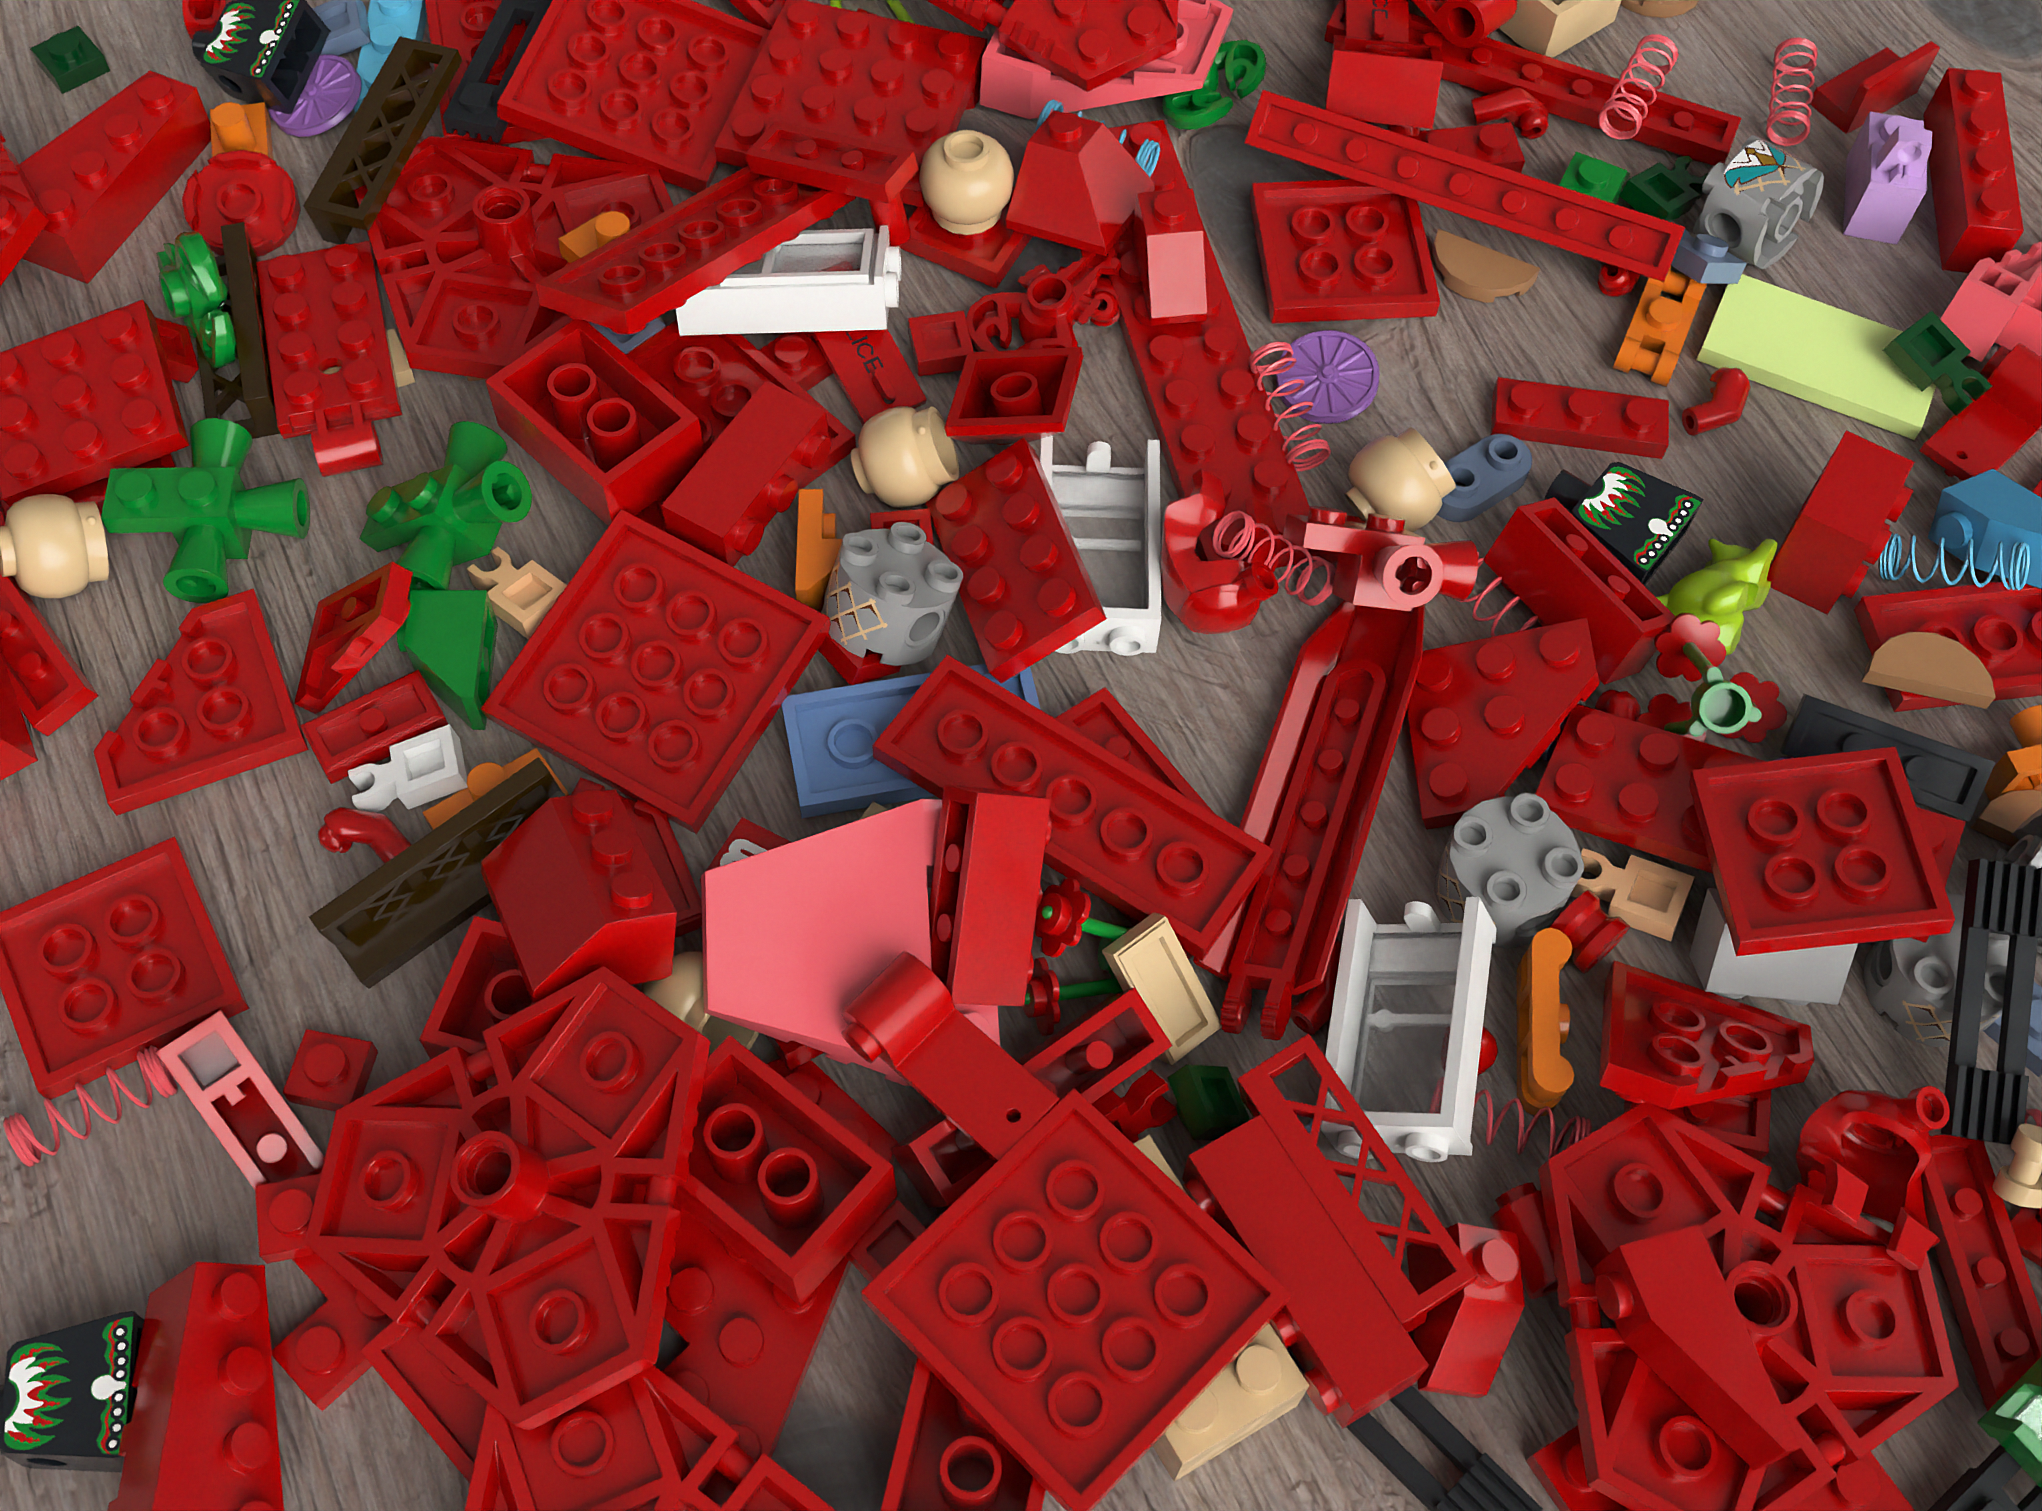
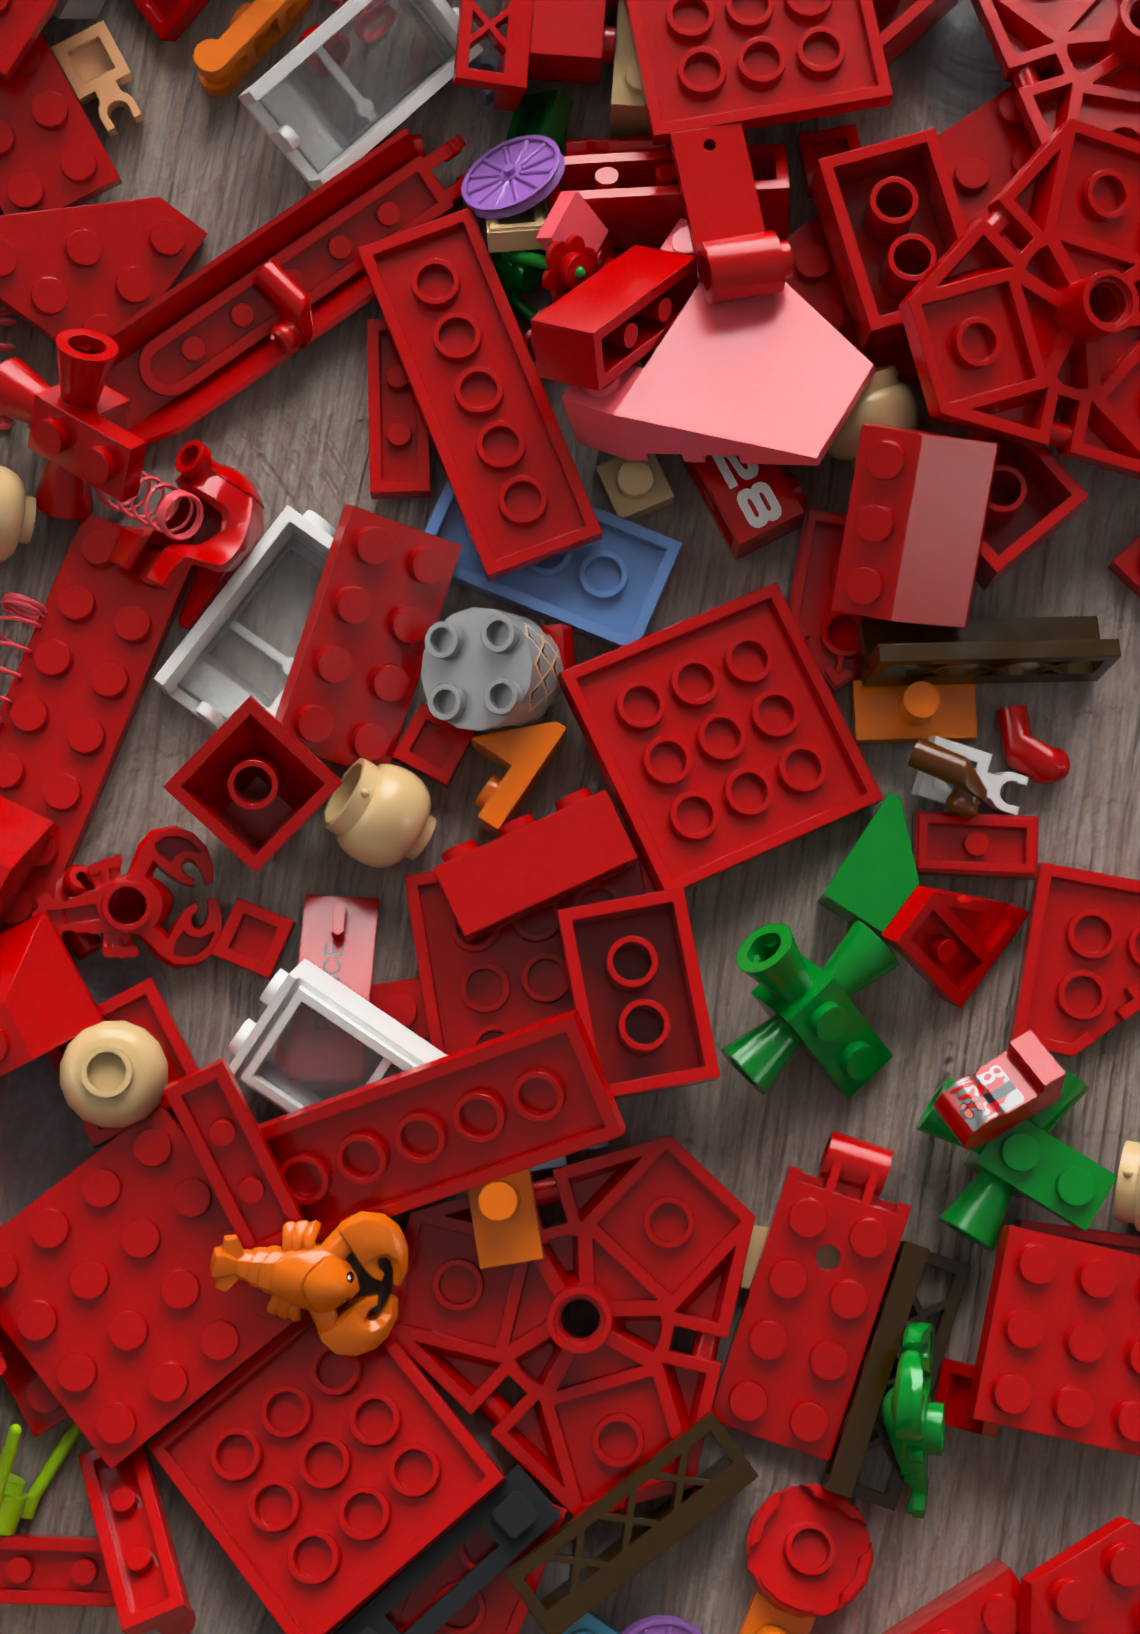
camera: 145 degrees left, 20 degrees up
(235, 506) = (1002, 1092): none -> red leg
(407, 742) = (956, 772): none -> reddish brown arm
(518, 595) = (785, 894): light nougat plate -> none
(715, 140) = (321, 1277): none -> orange animal
(1089, 971) = (570, 217): none -> coral tile
(1187, 1002) = (513, 176): none -> medium lavender wheel
(1295, 781) = (294, 308): none -> red arm
(1514, 860) = (185, 140): light grey brick -> none
(1589, 930) = (164, 67): red wheel -> none

